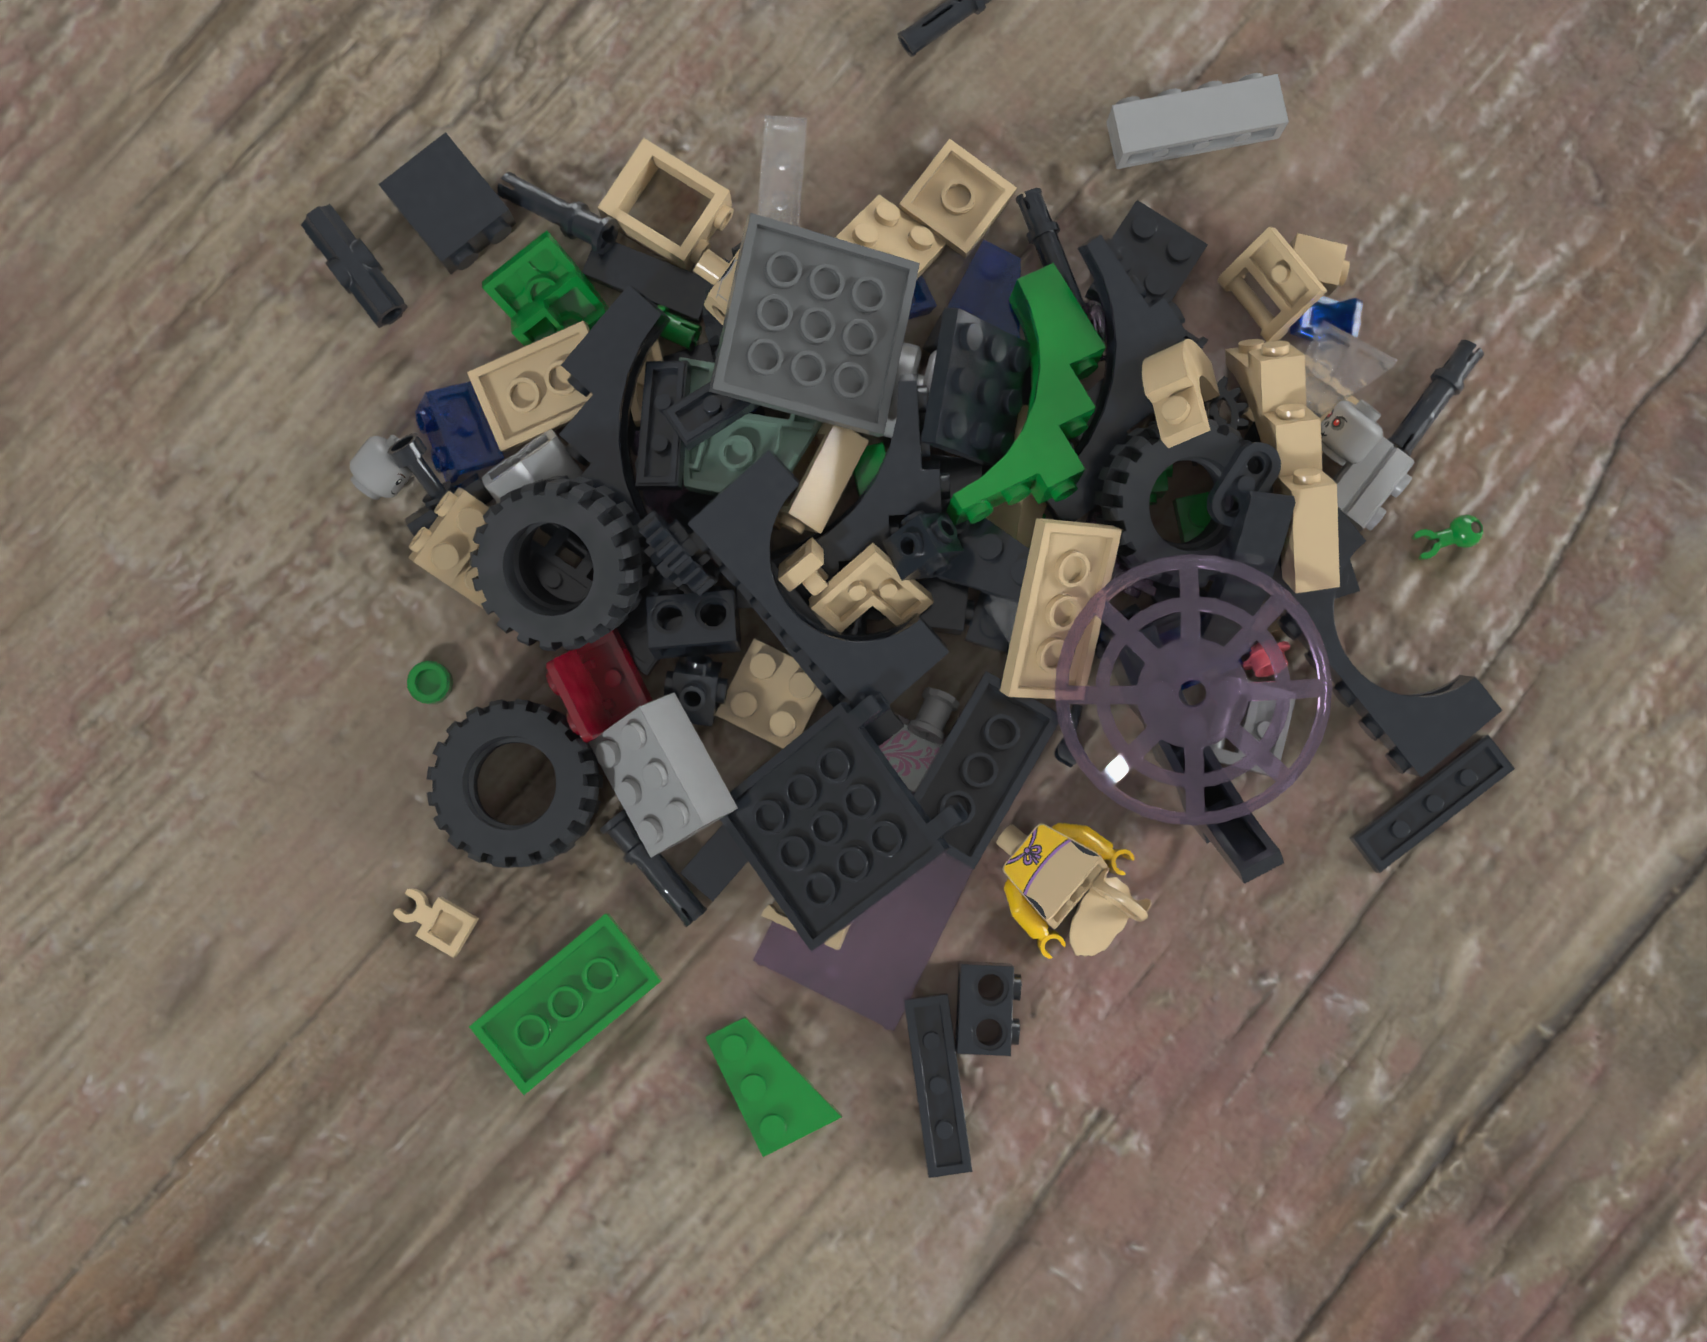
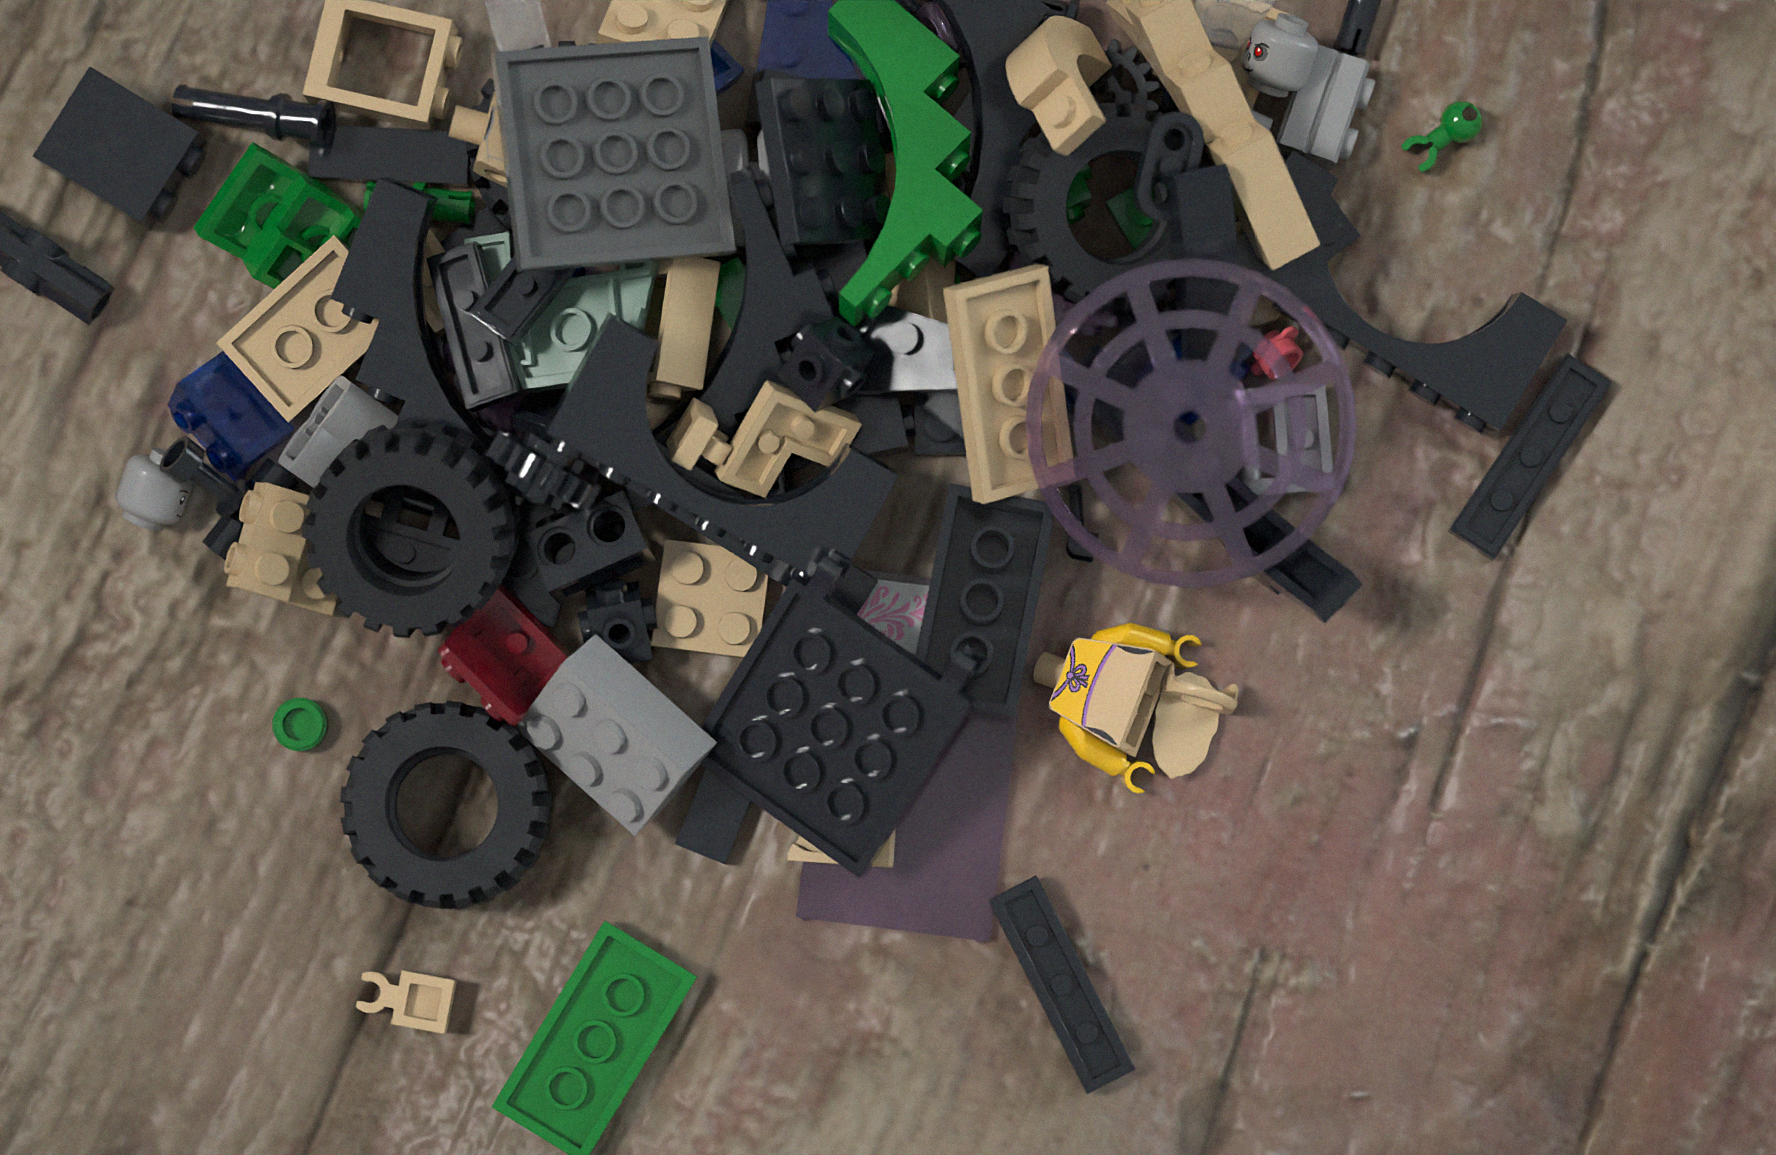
camera: 10 degrees left, 0 degrees up
(655, 869) = (643, 849): black pin -> none
(767, 1088) = (865, 1059): green wing -> none
(933, 715) = (908, 556): light grey bush -> none
(974, 1008) = (1072, 879): black brick -> none

